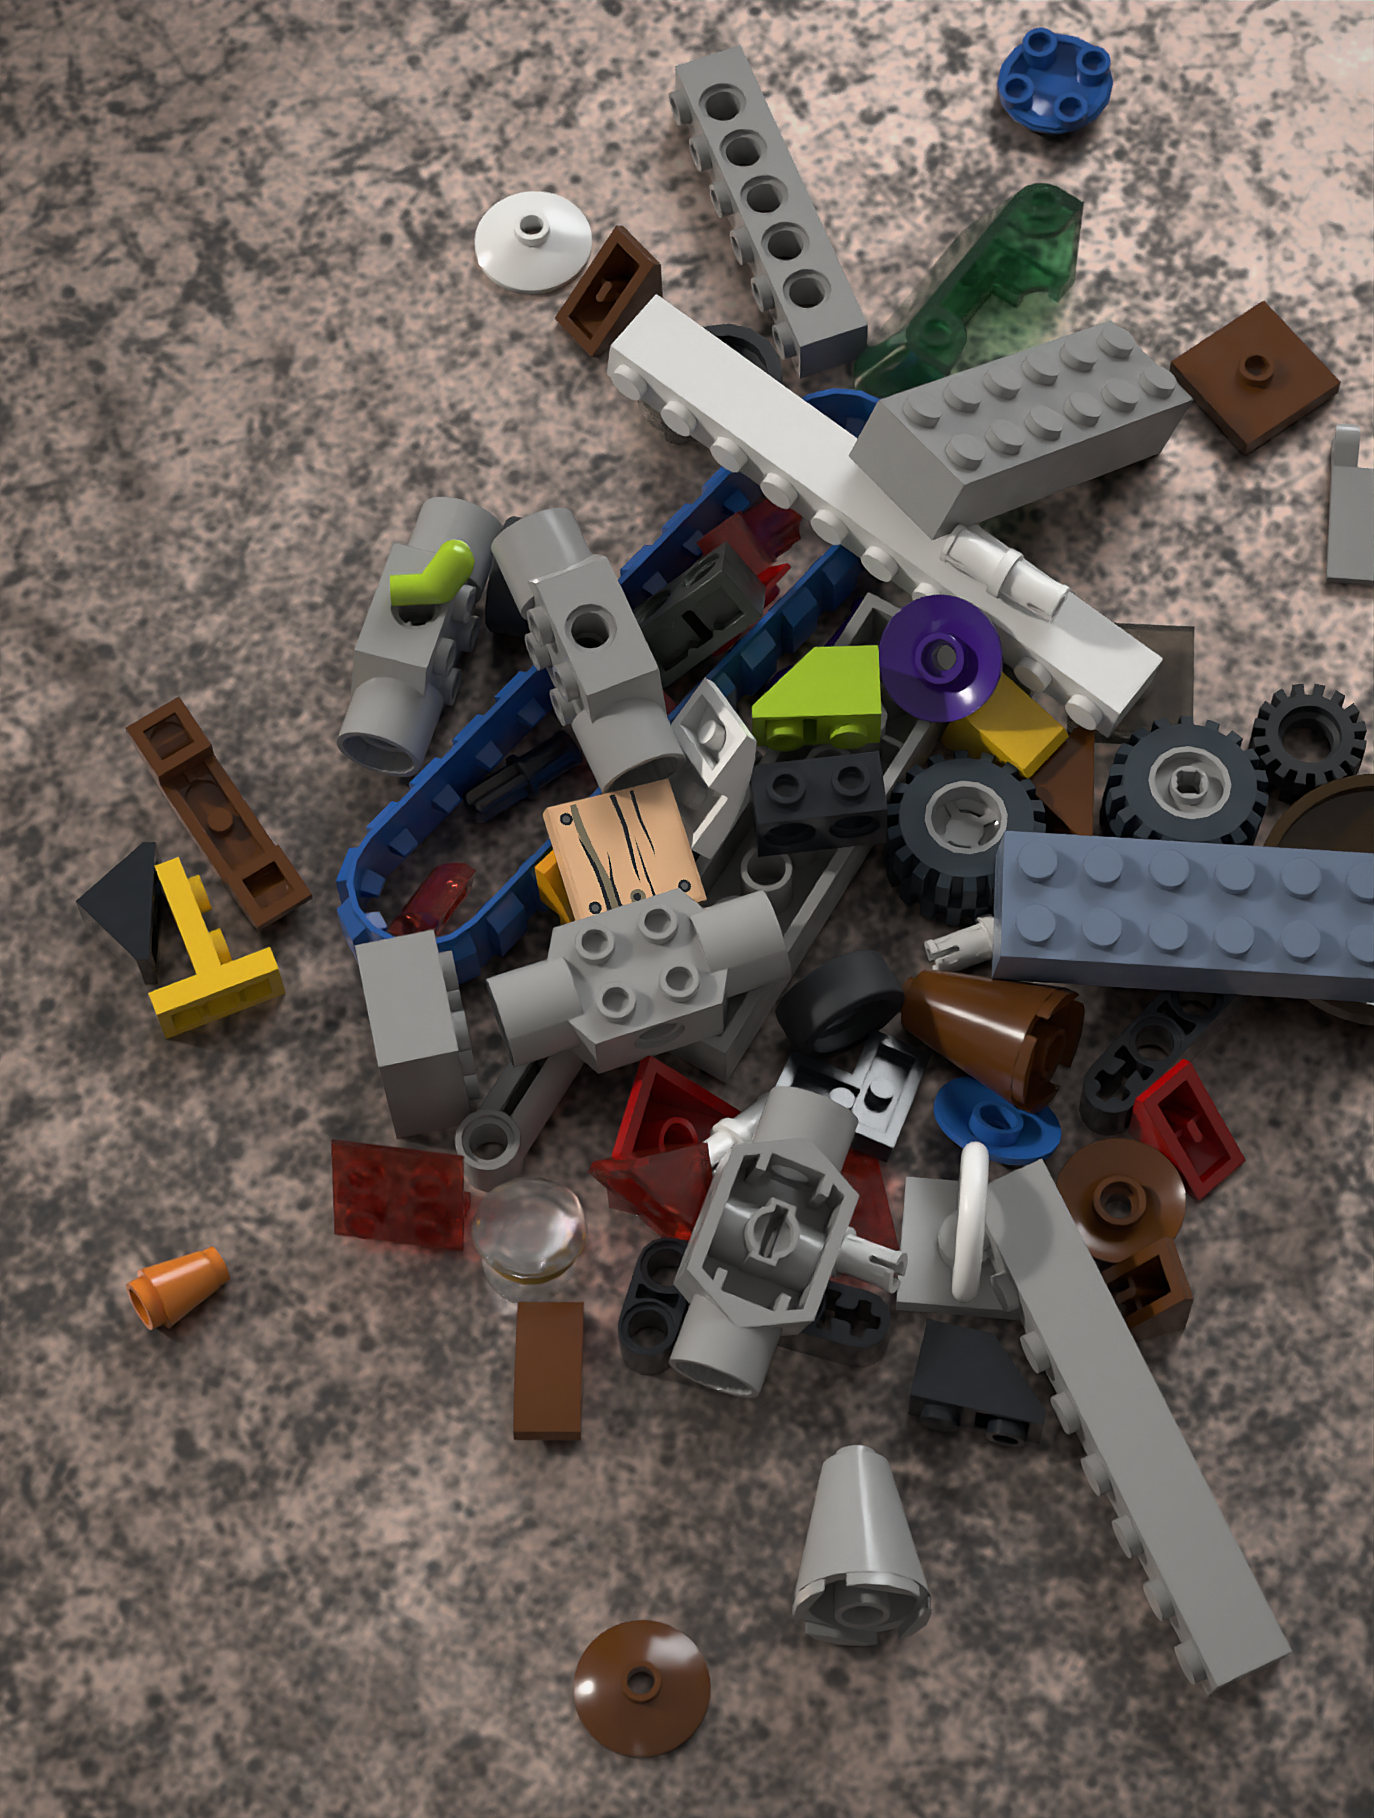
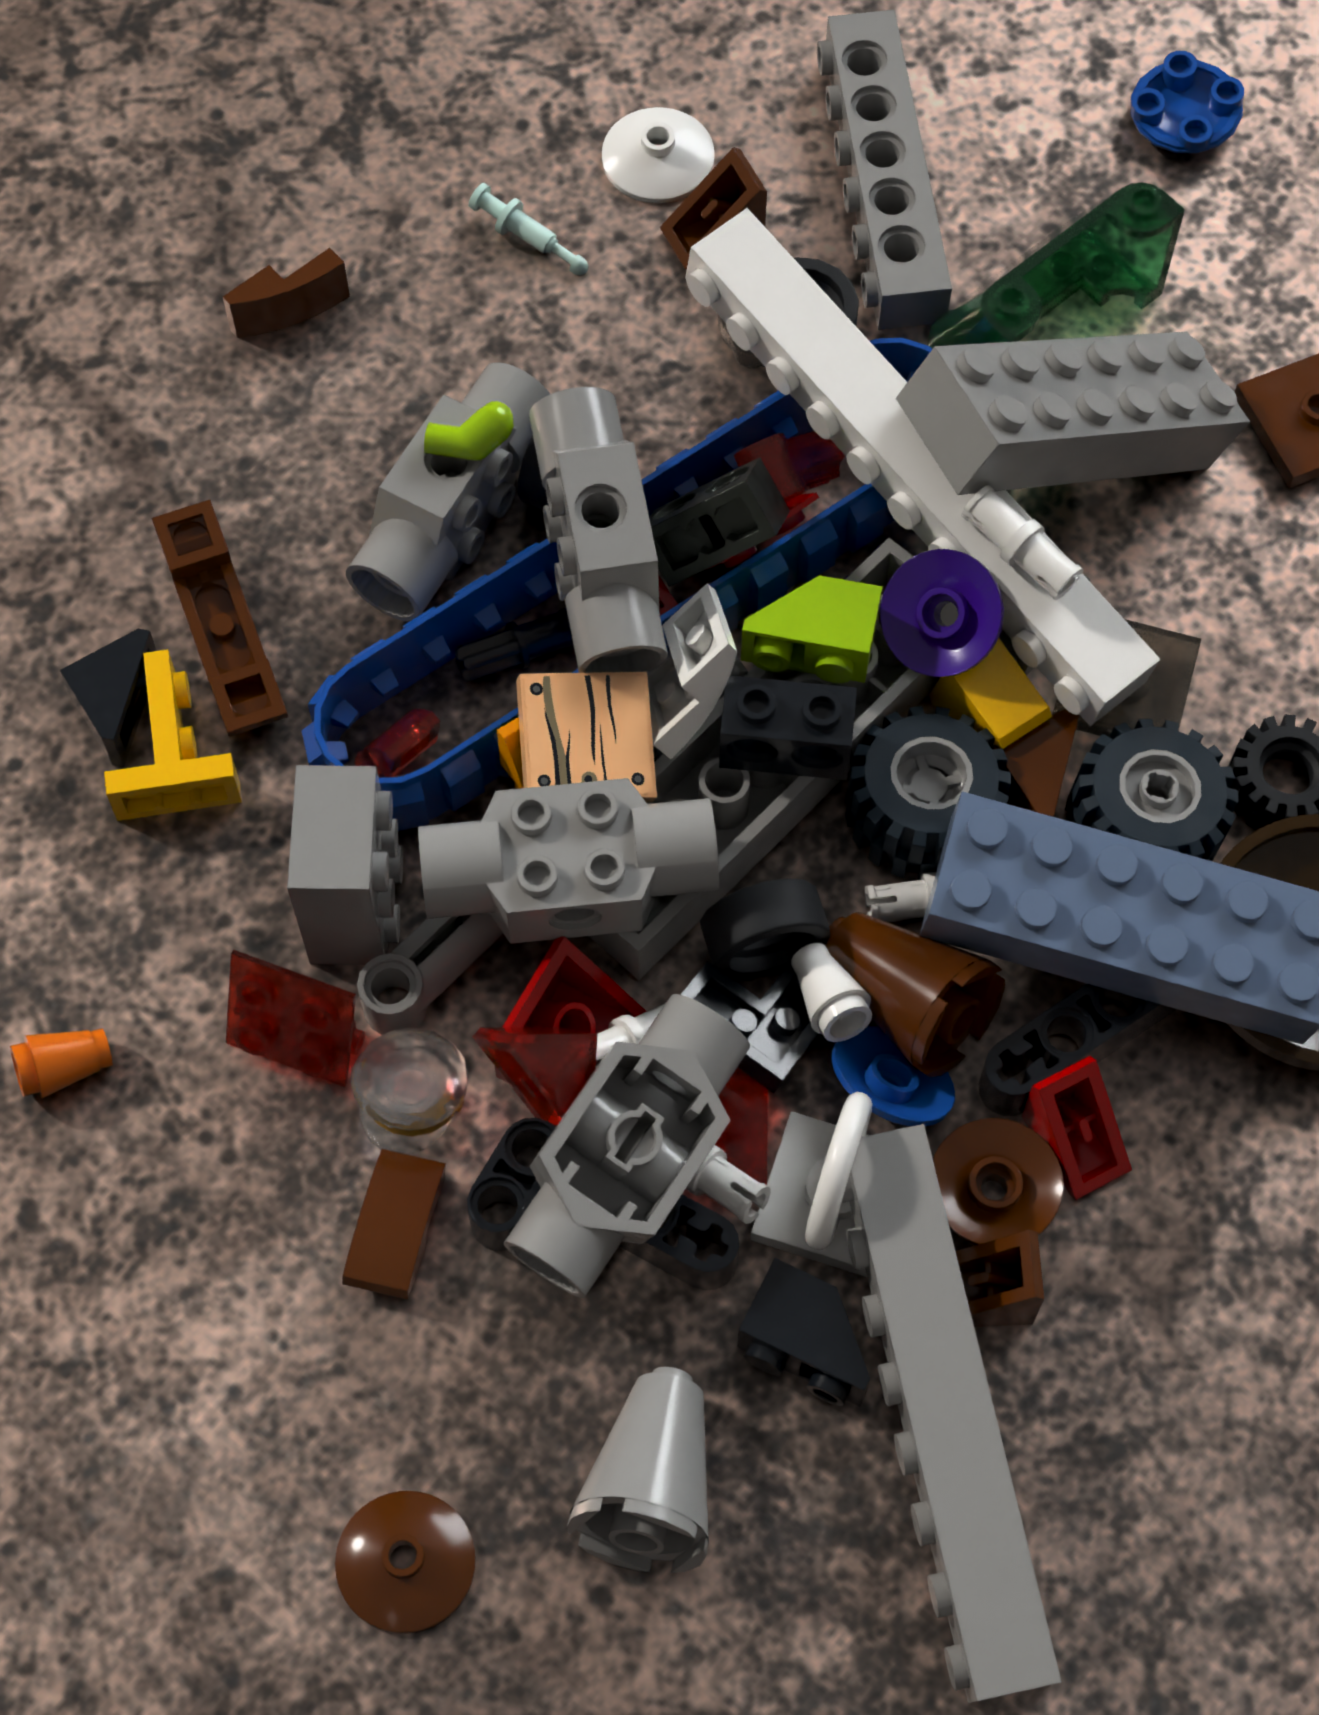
camera: 10 degrees right, 0 degrees up
(185, 479) = (274, 303): none -> reddish brown slope
(417, 346) = (512, 219): none -> light aqua piece
(921, 1056) = (831, 995): none -> white cone

